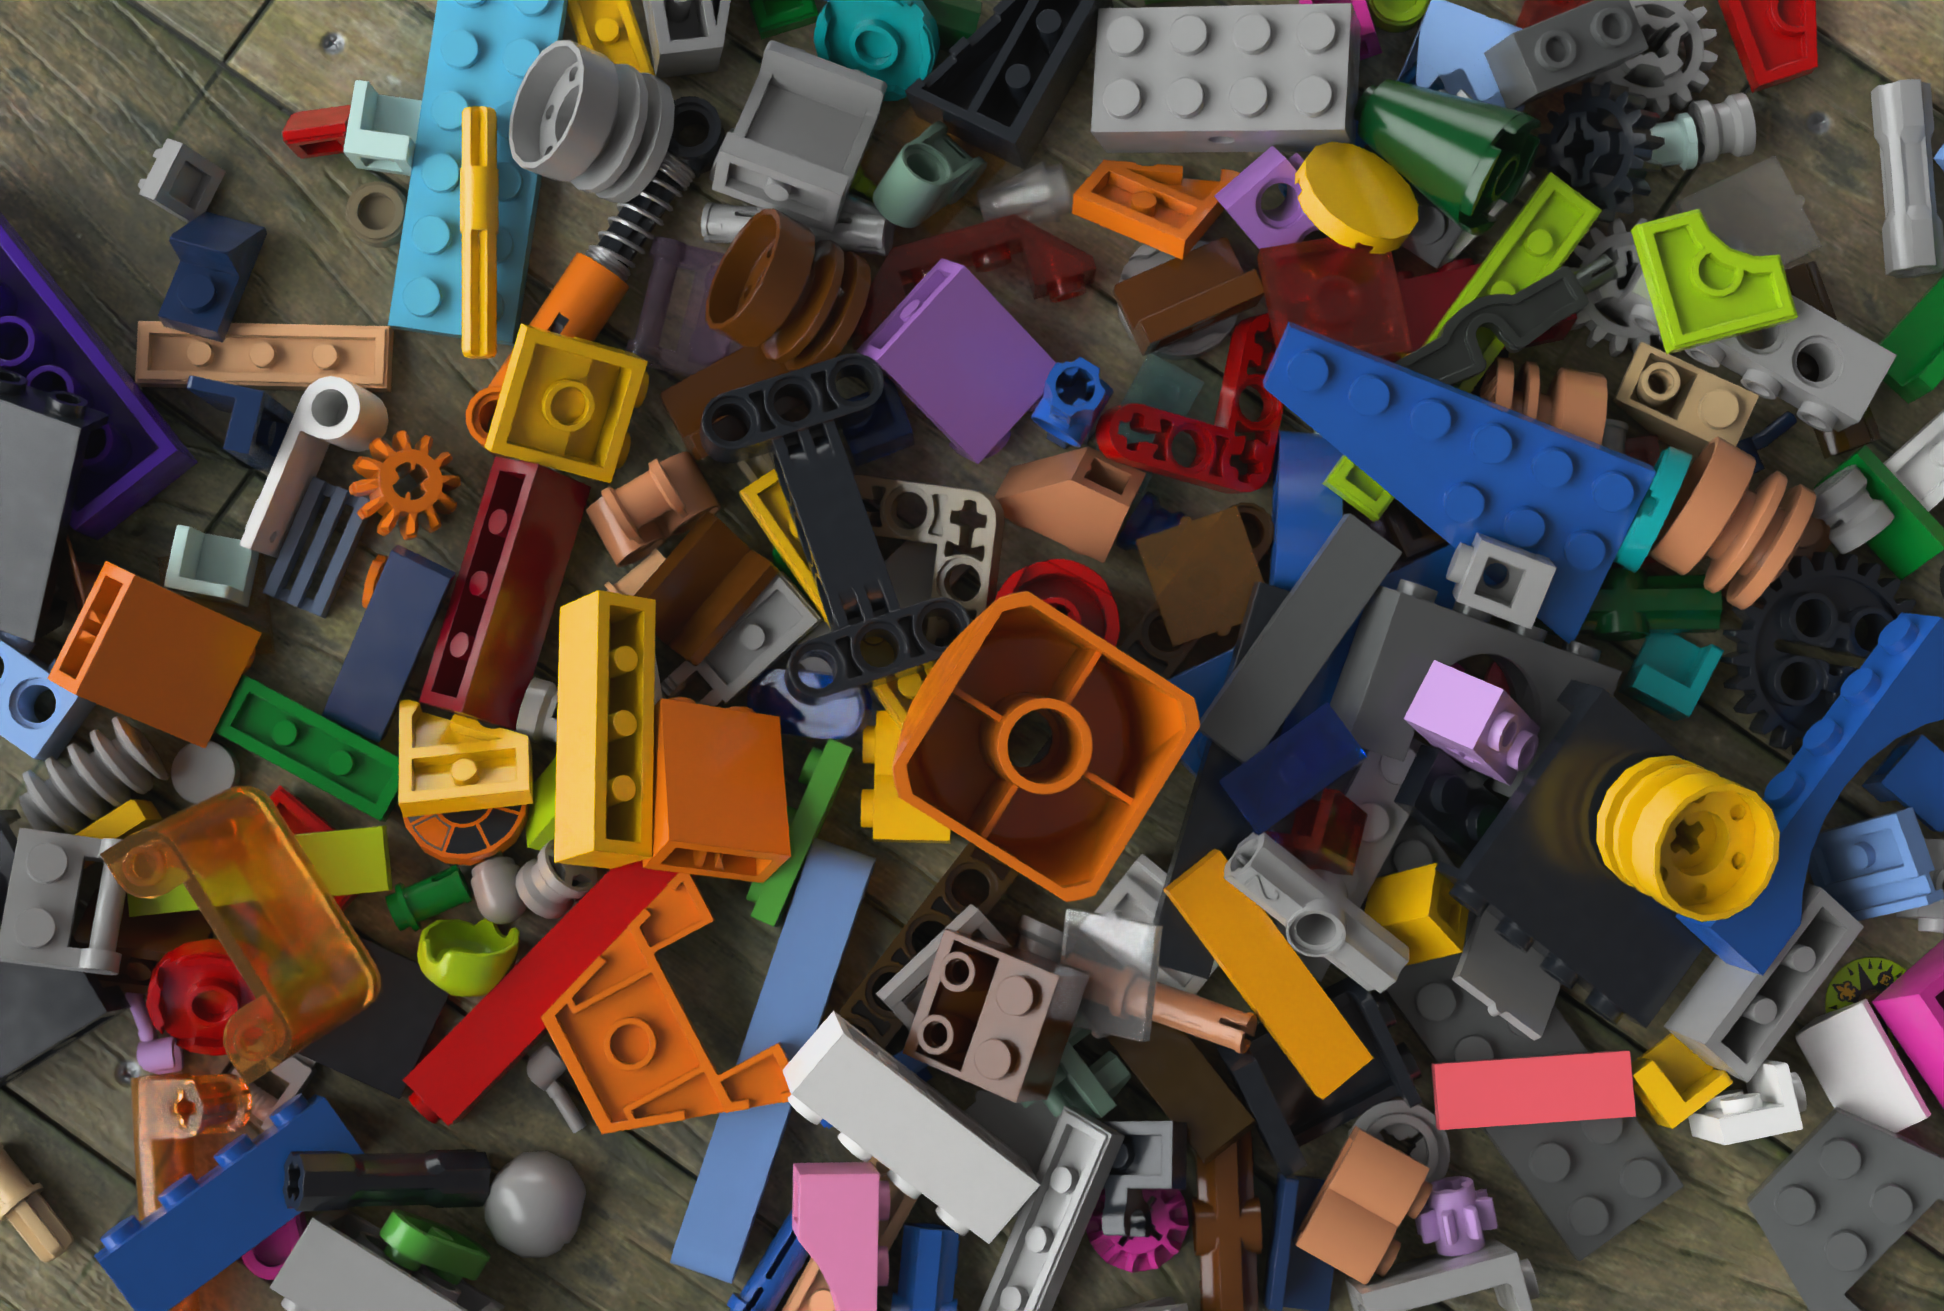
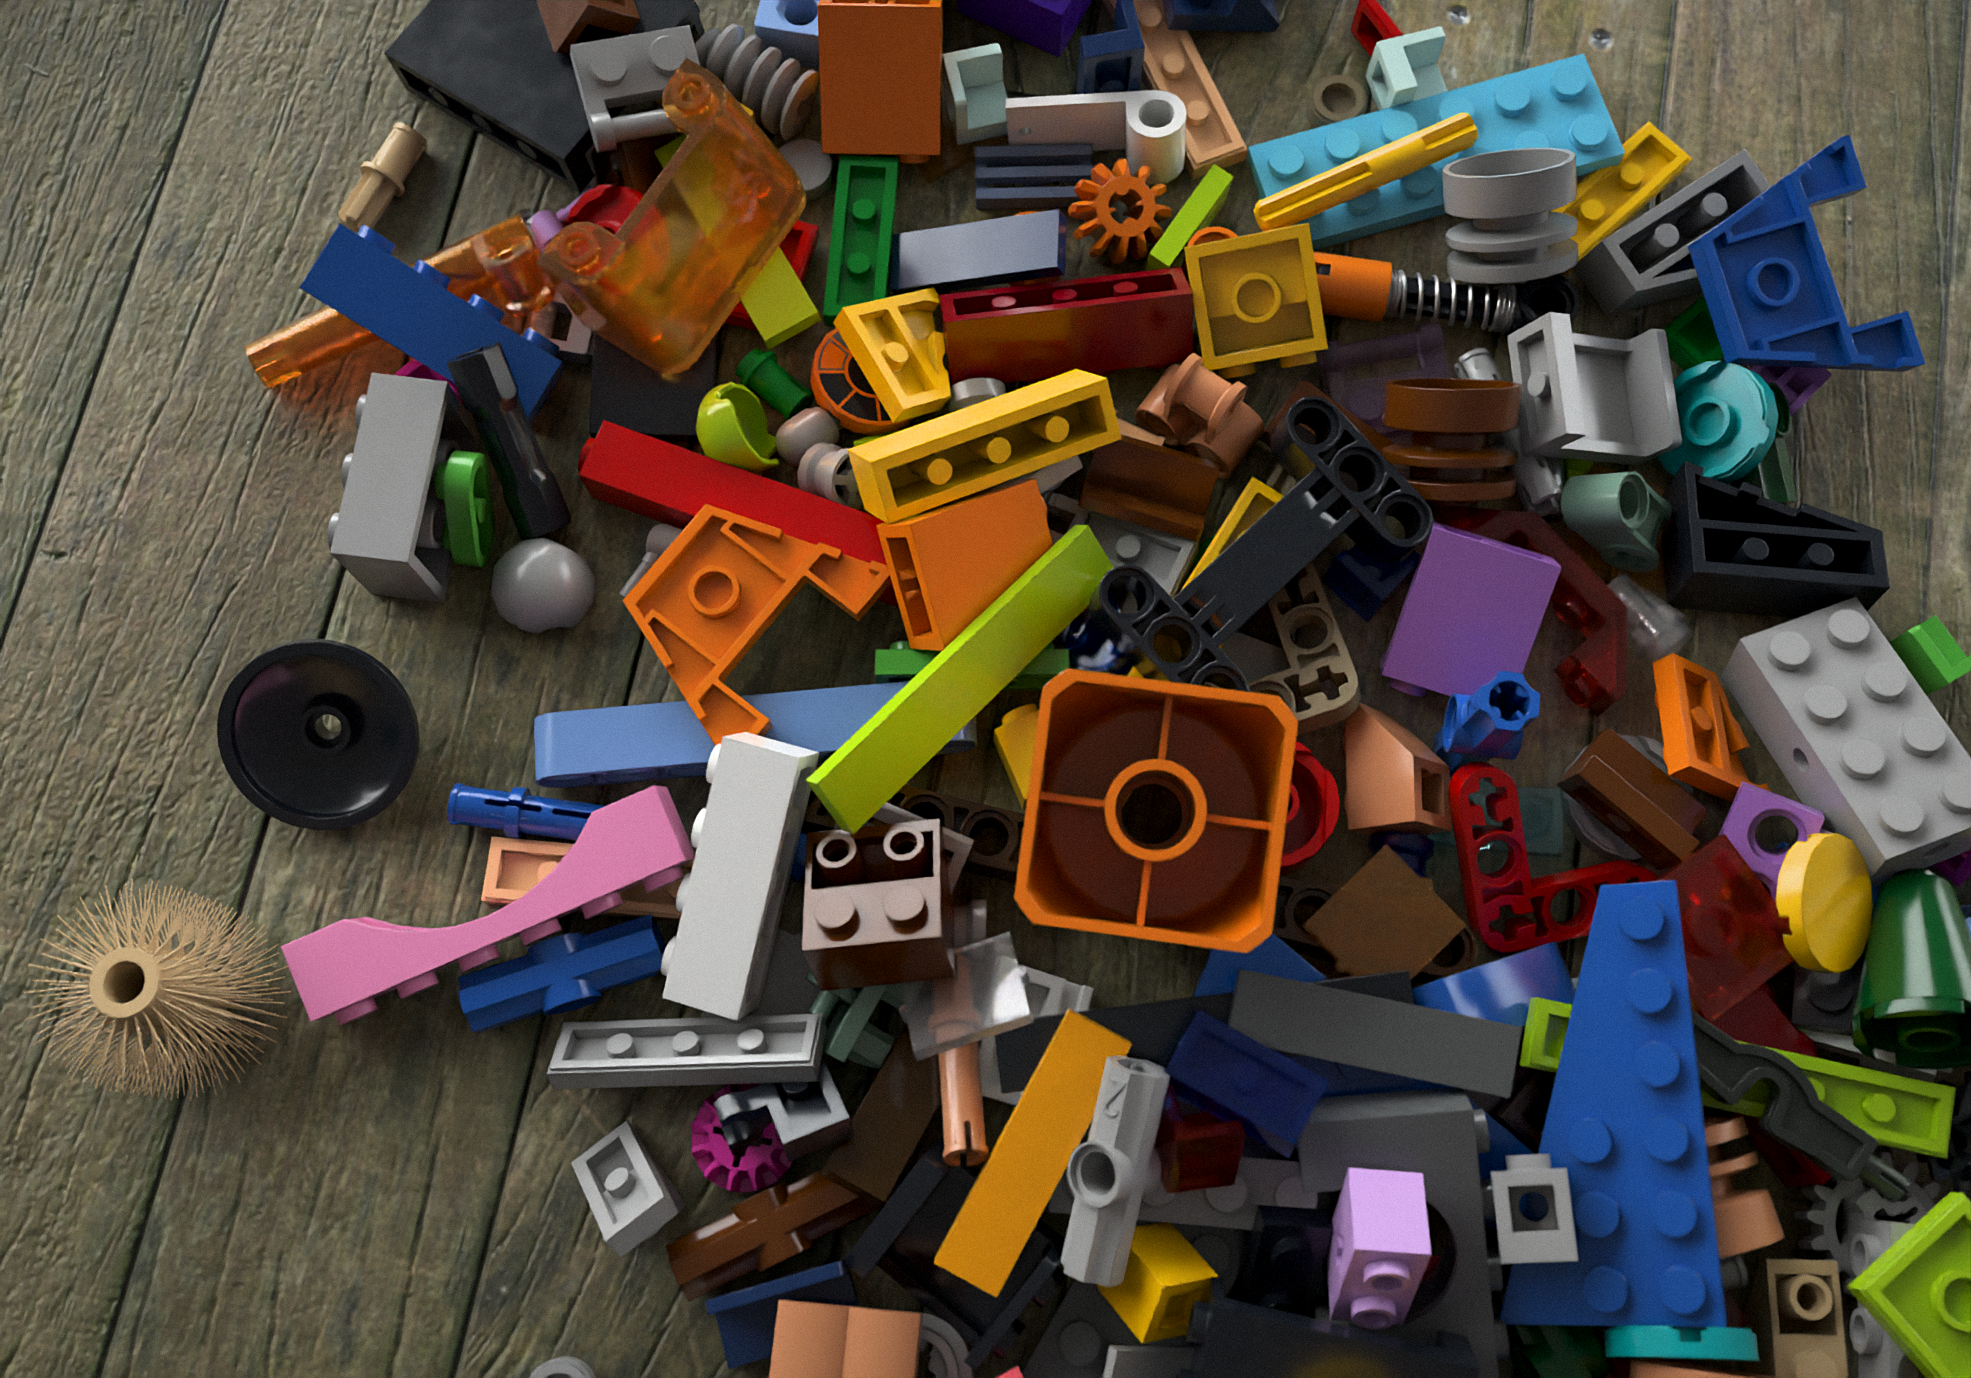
camera: 65 degrees right, 10 degrees down
(448, 425) = (1193, 216): none -> lime tile
(822, 847) = (960, 680): none -> lime tile

